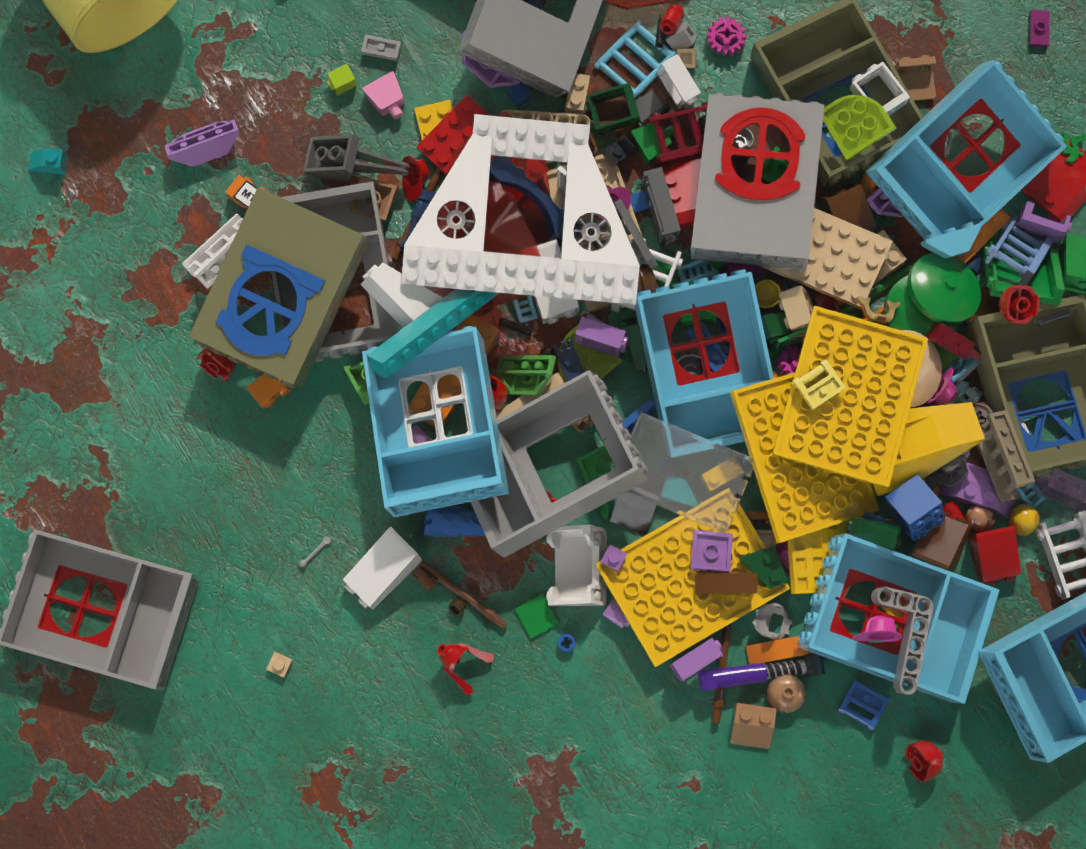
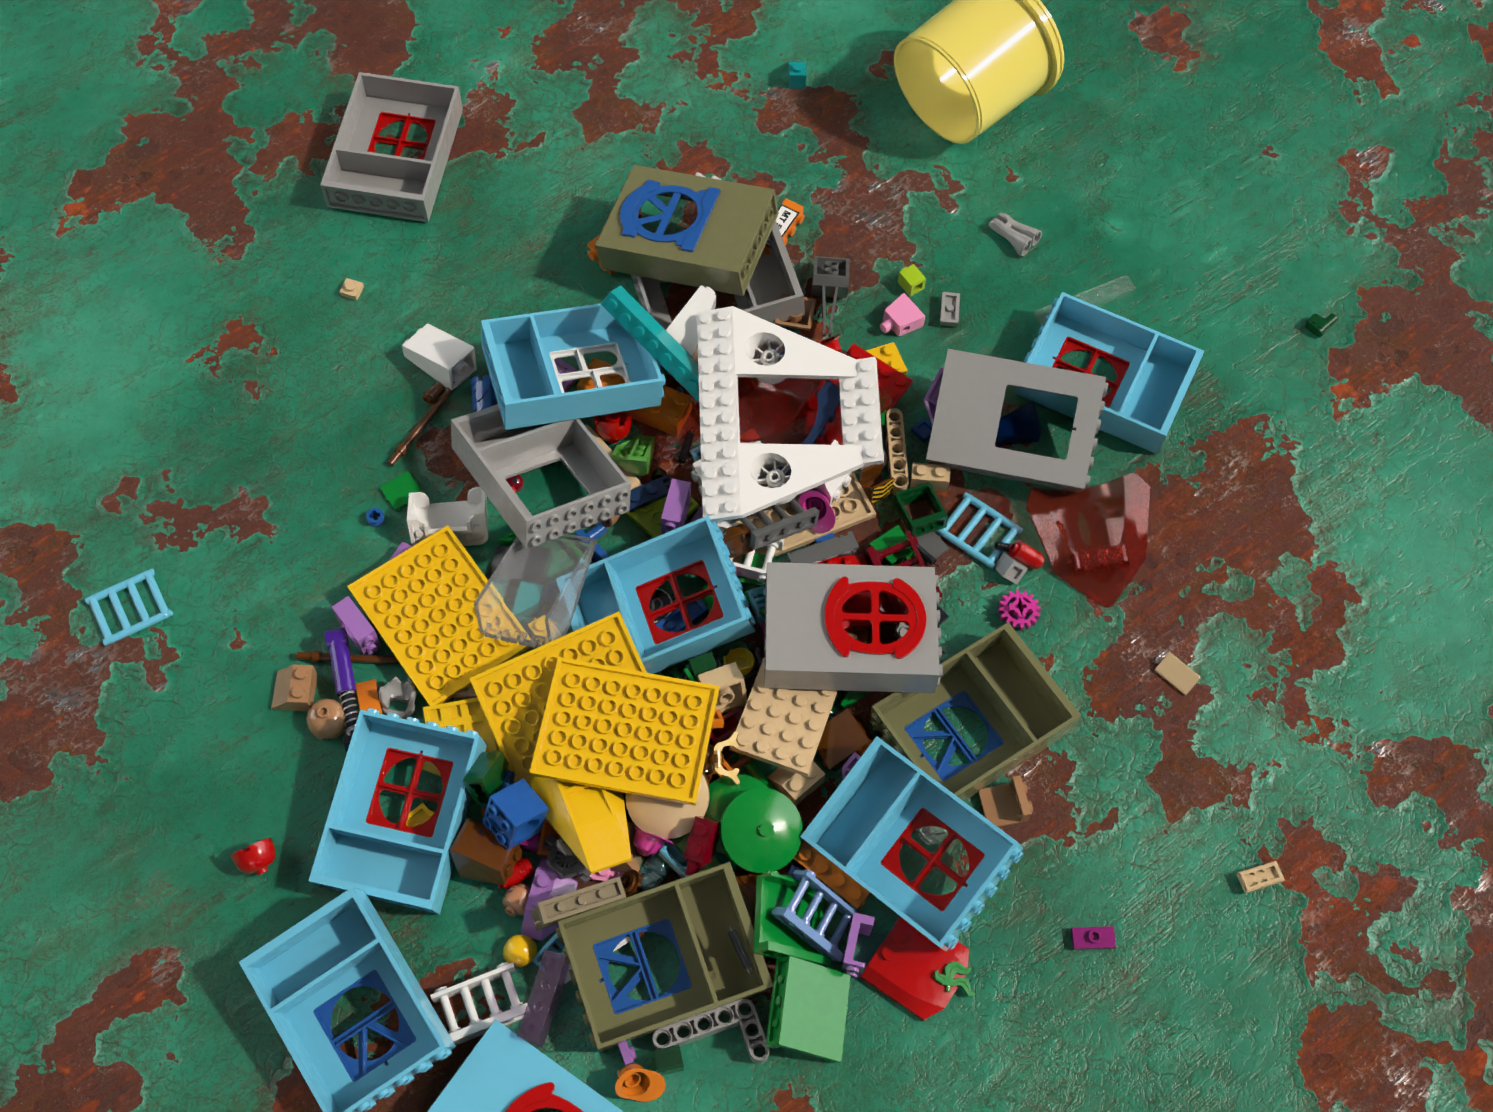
camera: 80 degrees right, 15 degrees down
(203, 143) = (828, 176): medium lavender wedge -> none
(326, 541) = (467, 314): light grey hinge -> none
(451, 655) = (360, 416): red piece -> none
(457, 606) = (408, 422): dark brown hinge -> none
(613, 558) = (453, 538): medium lavender plate -> none
(620, 151) = (876, 518): black slope -> none
(678, 82) = (957, 561): white window -> none
(688, 57) = (988, 574): tan plate -> none
(711, 551) = (462, 629): medium lavender tile -> none
(726, 584) = (430, 642): reddish brown slope -> none
(767, 566) = (450, 680): dark green wing -> none
(824, 389) = (627, 697): light yellow plate -> none
(856, 123) = (931, 722): lime plate -> none
(865, 699) = (319, 798): blue plate -> none
(879, 629) = (380, 774): dark pink piece -> none
(889, 79) = (958, 760): white window -> none
(920, 636) = (376, 810): light grey beam -> none
(953, 241) = (811, 830): medium azure slope -> none
(995, 555) = (475, 916): red slope -> none
(1019, 304) = (744, 898): red cylinder -> none

